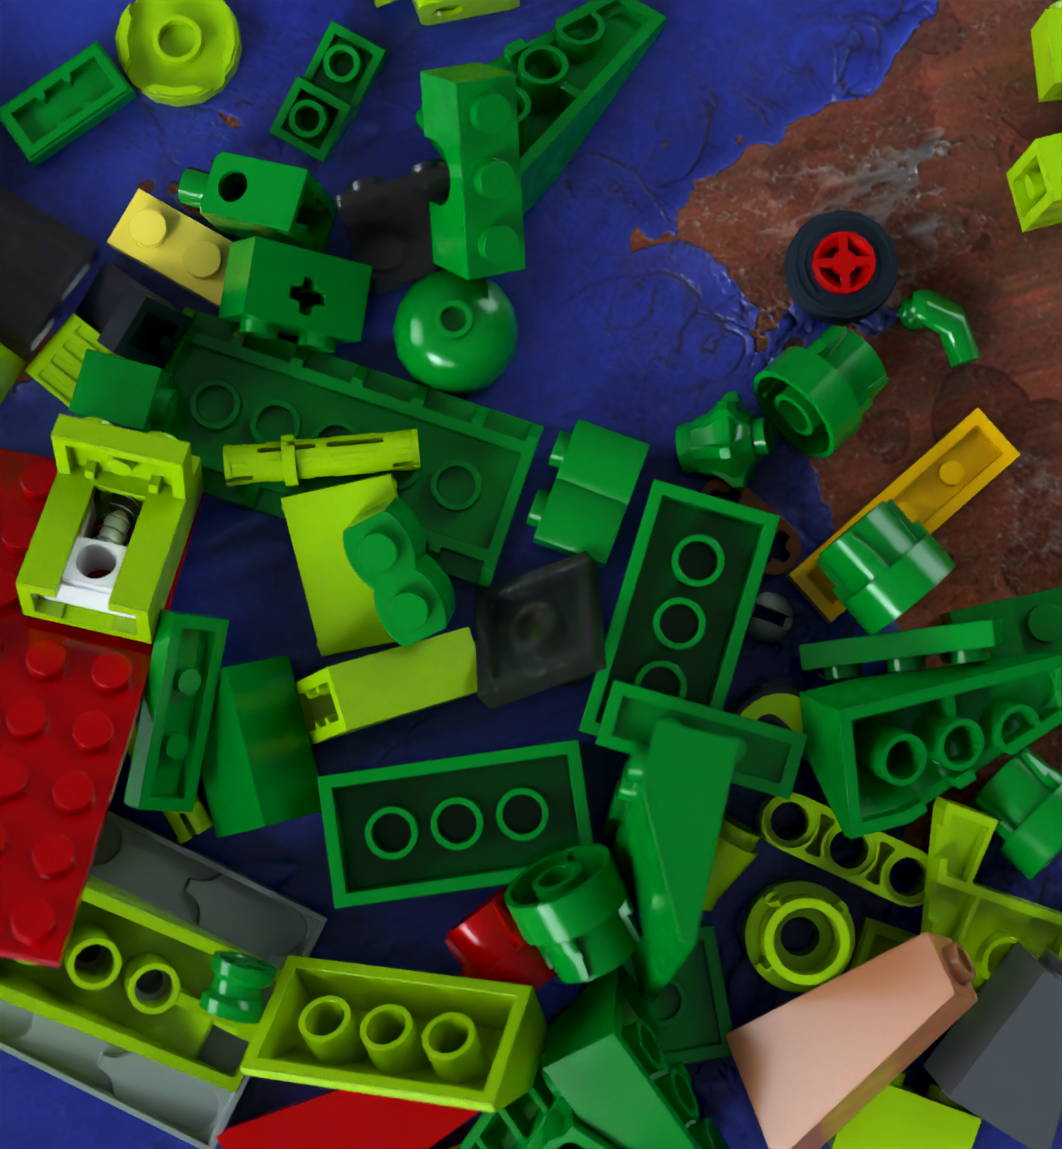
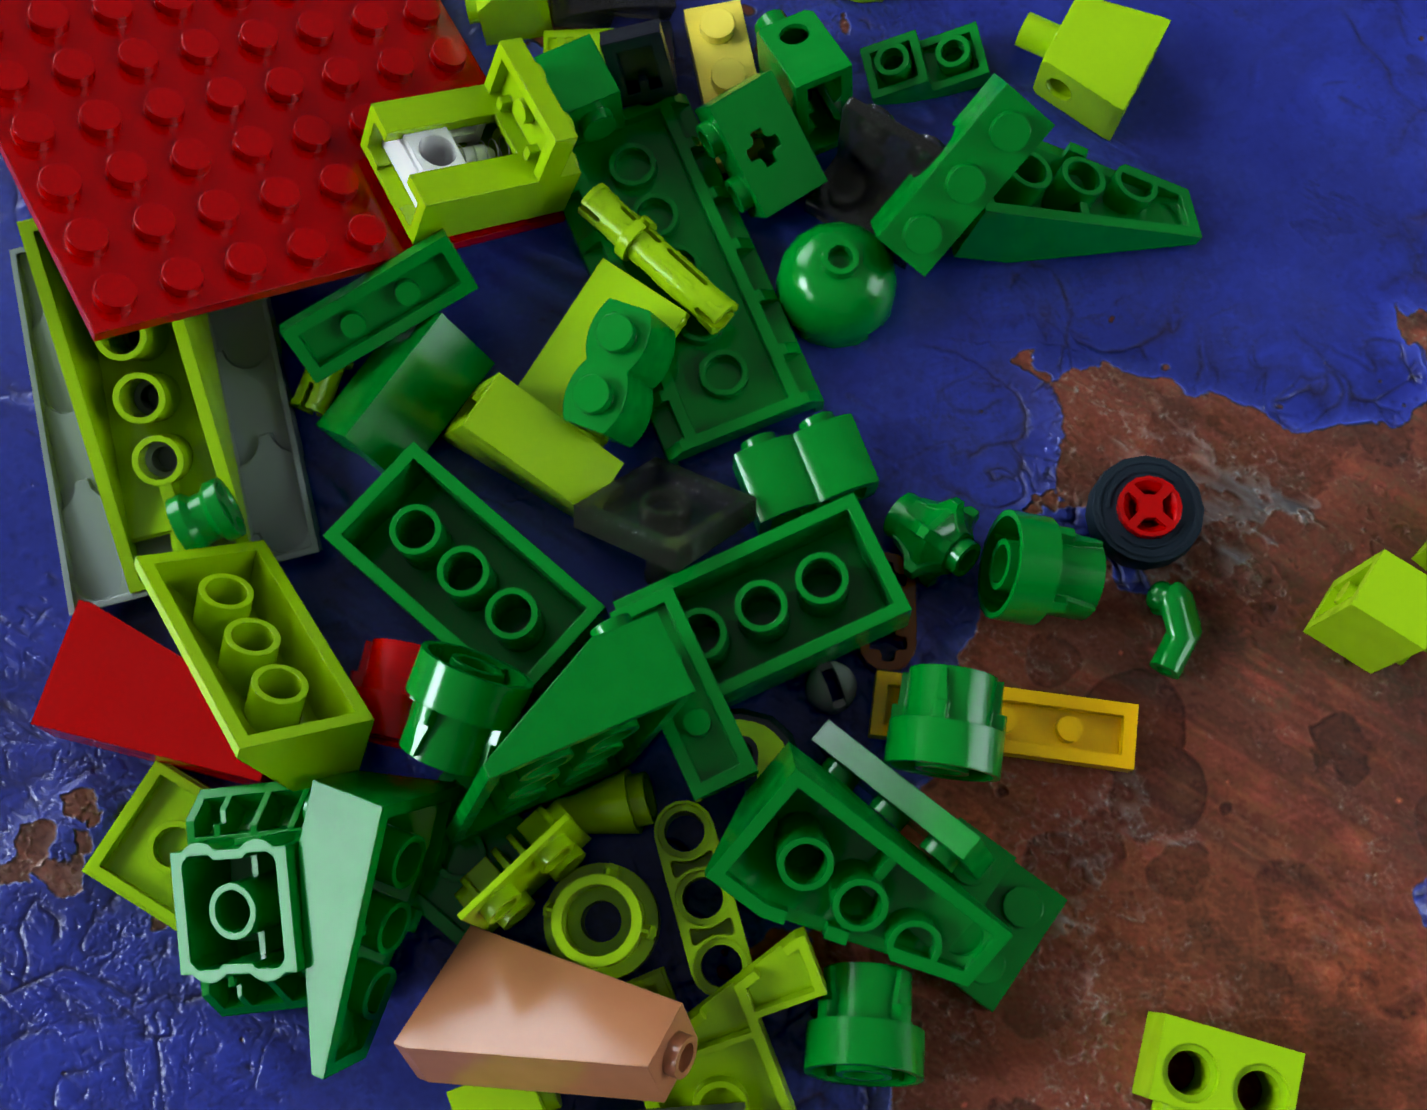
camera: 55 degrees right, 10 degrees down
(728, 996) = (505, 897): none -> lime hinge

